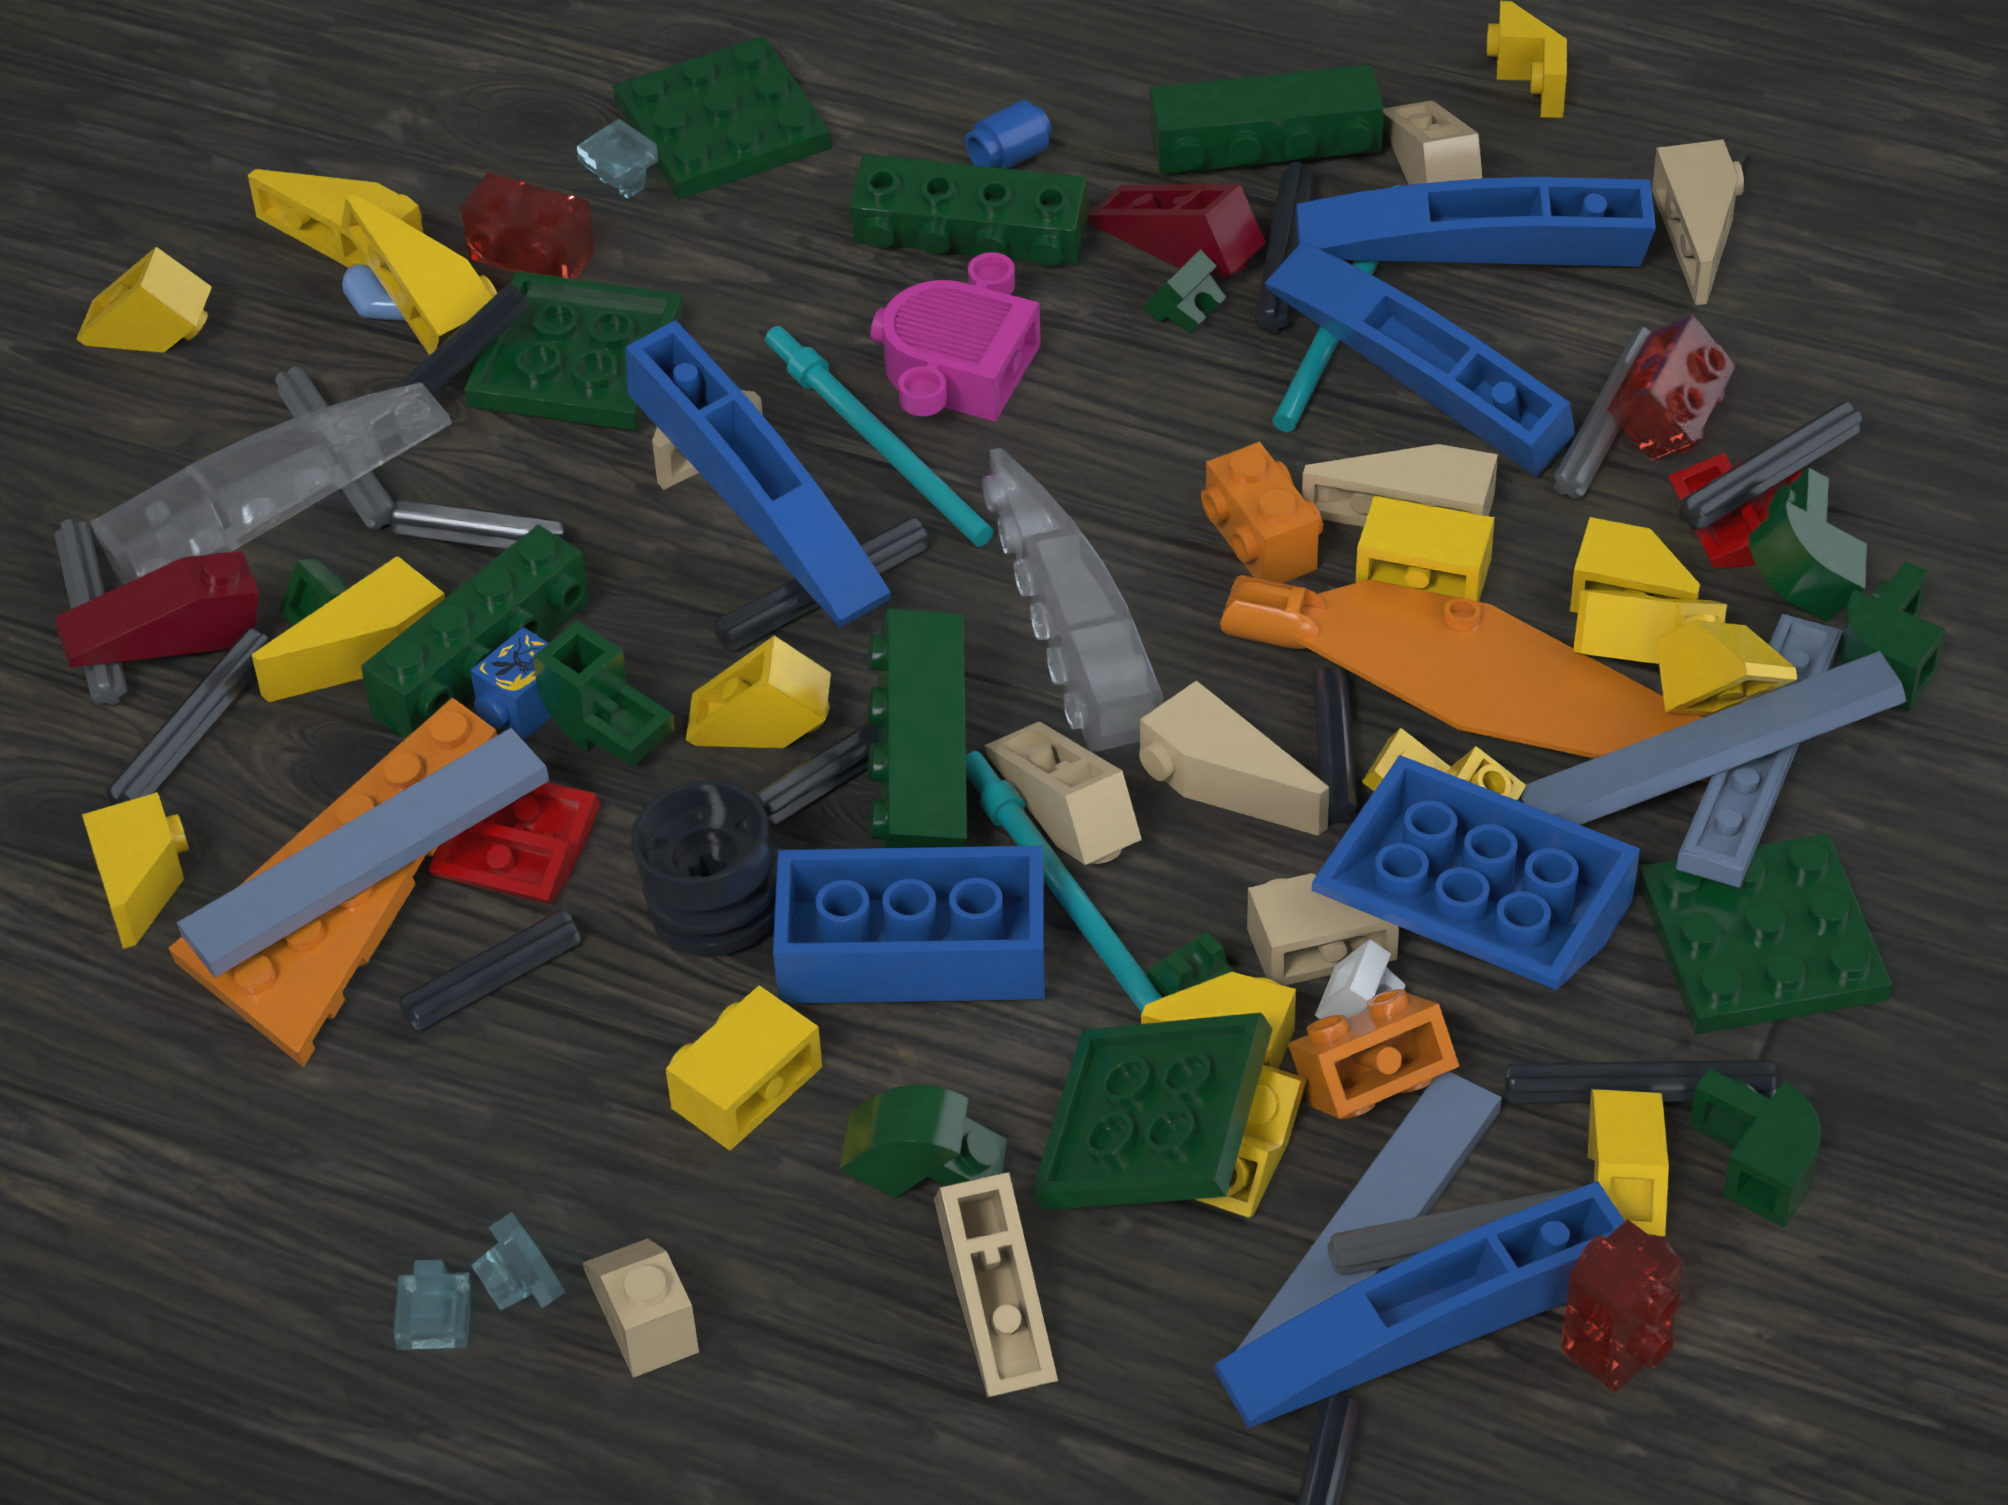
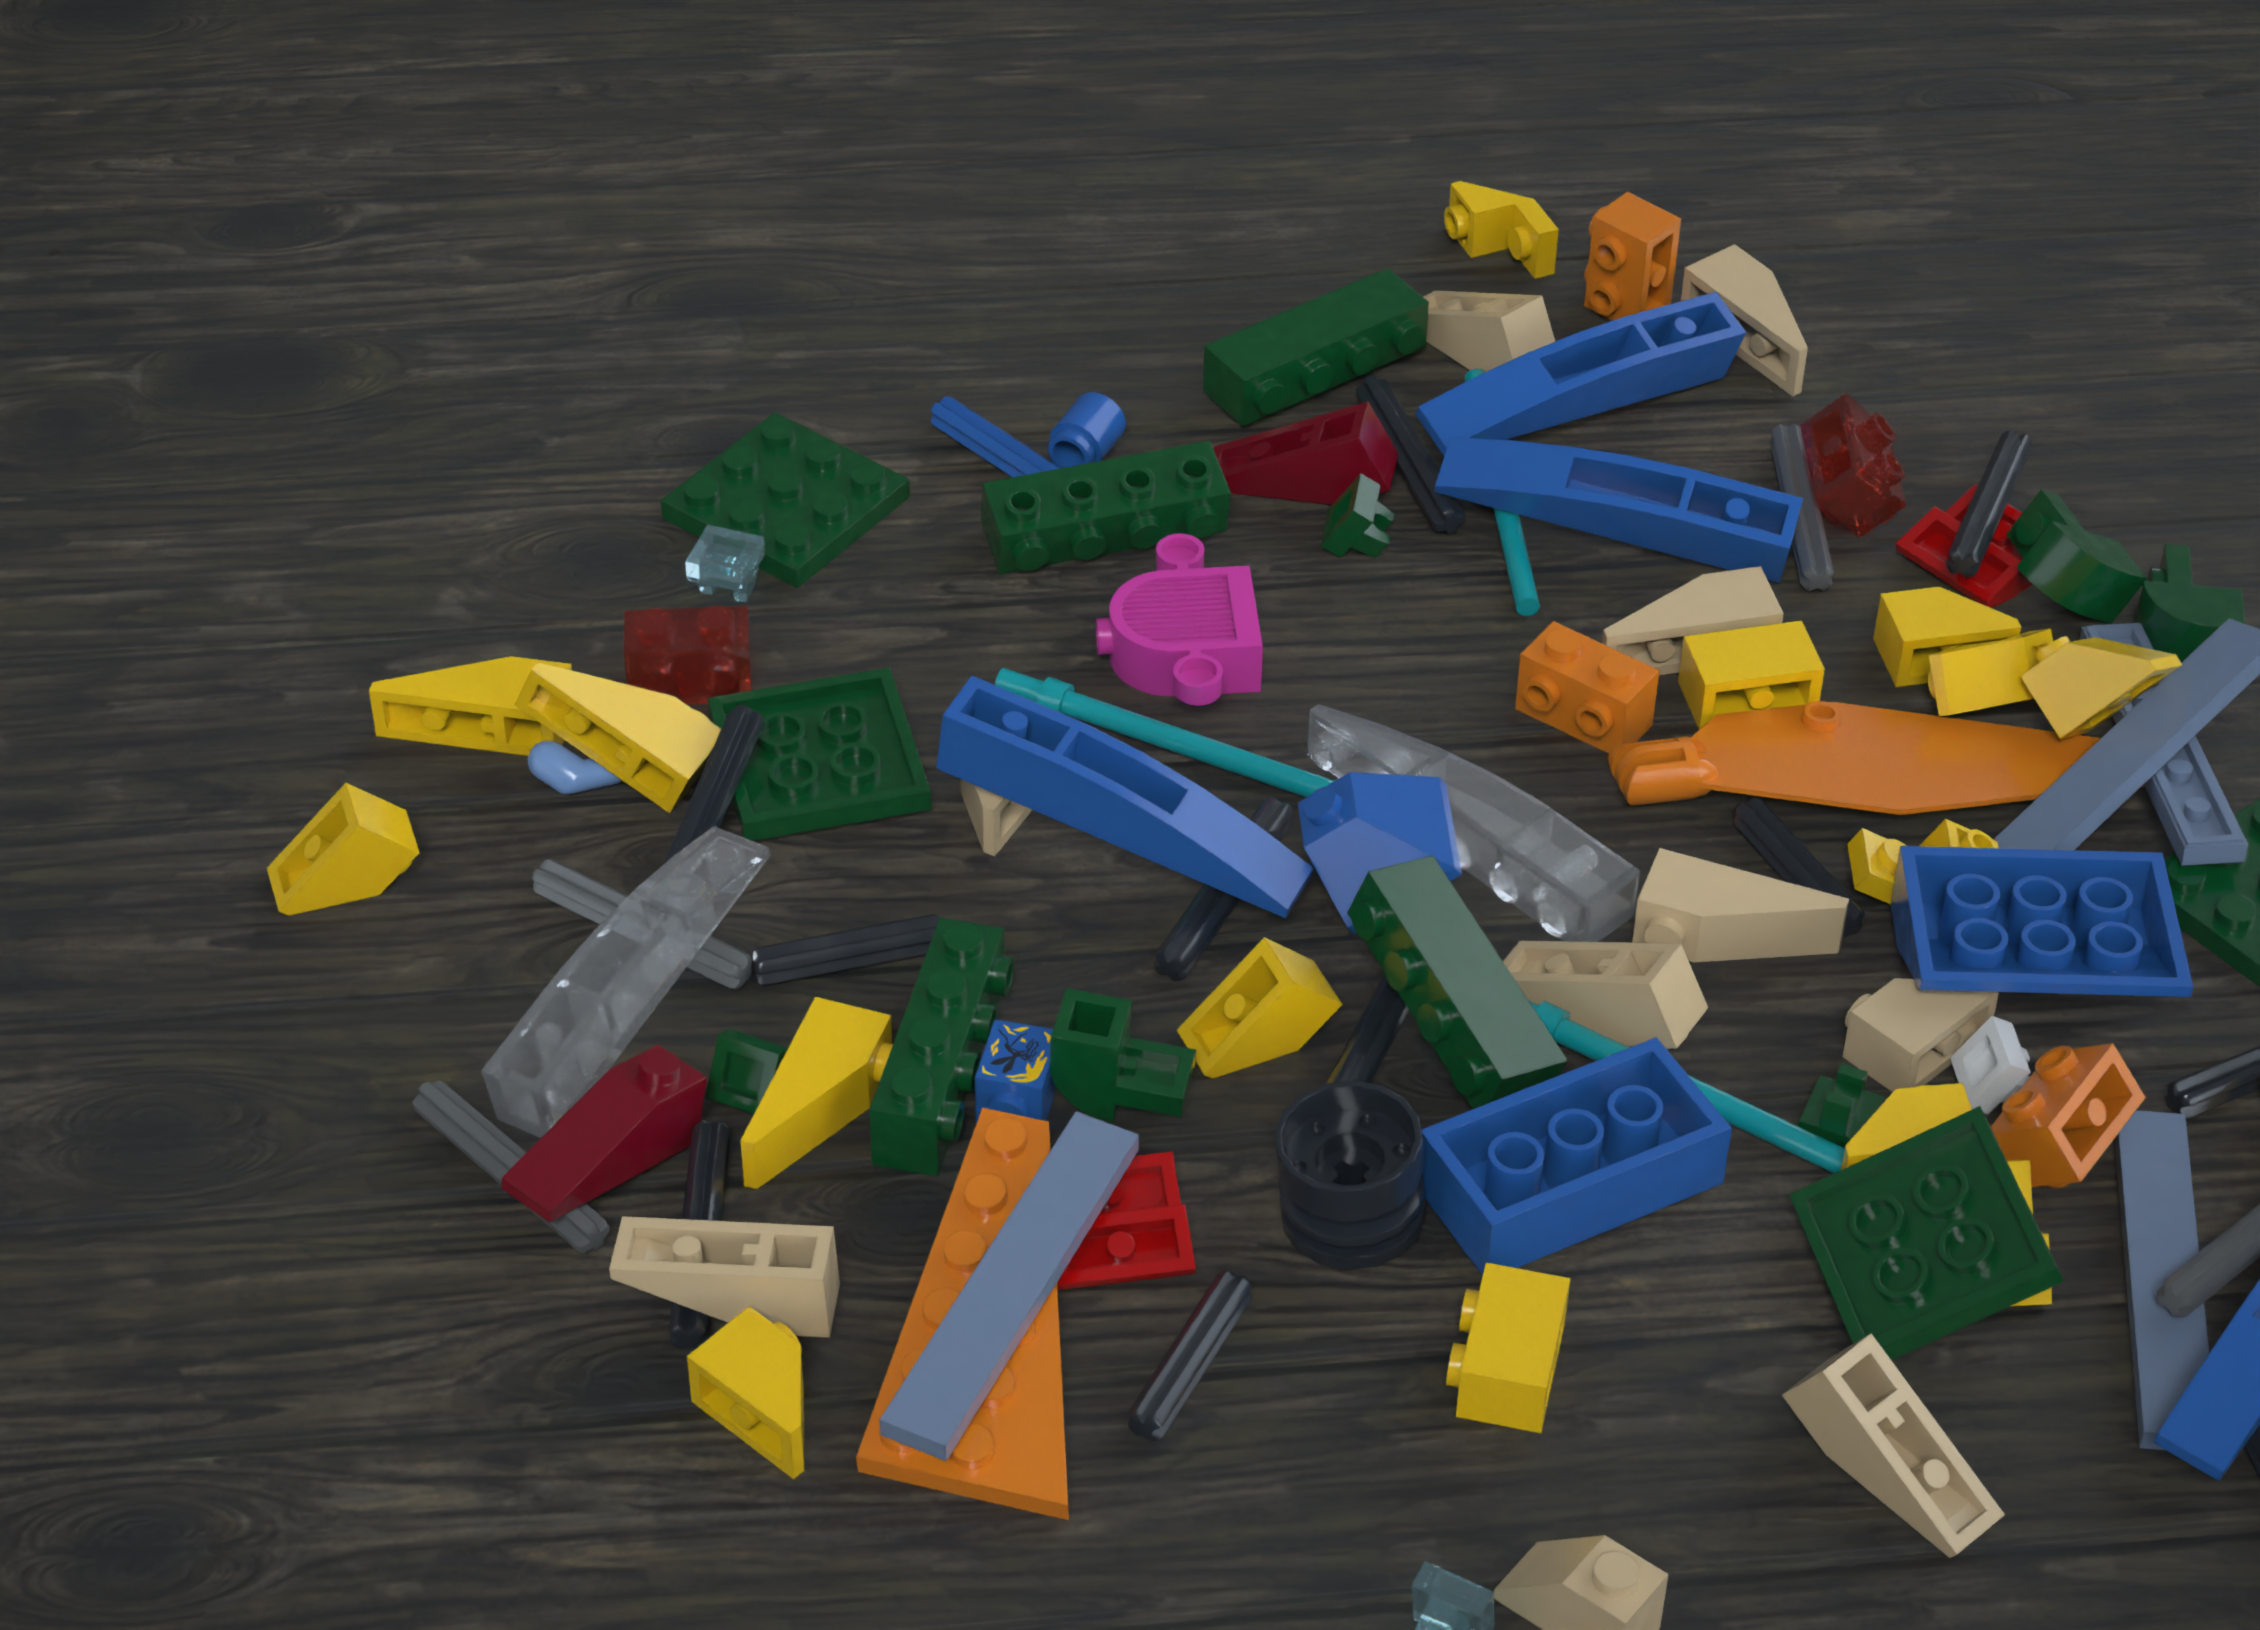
camera: 30 degrees left, 5 degrees down
(193, 770) = (726, 1266): none -> tan slope
(918, 1135) = (1729, 1345): dark green brick -> none
(926, 116) = (987, 439): none -> blue axle
(965, 572) = (1374, 824): none -> blue slope
(1609, 122) = (1631, 258): none -> orange brick

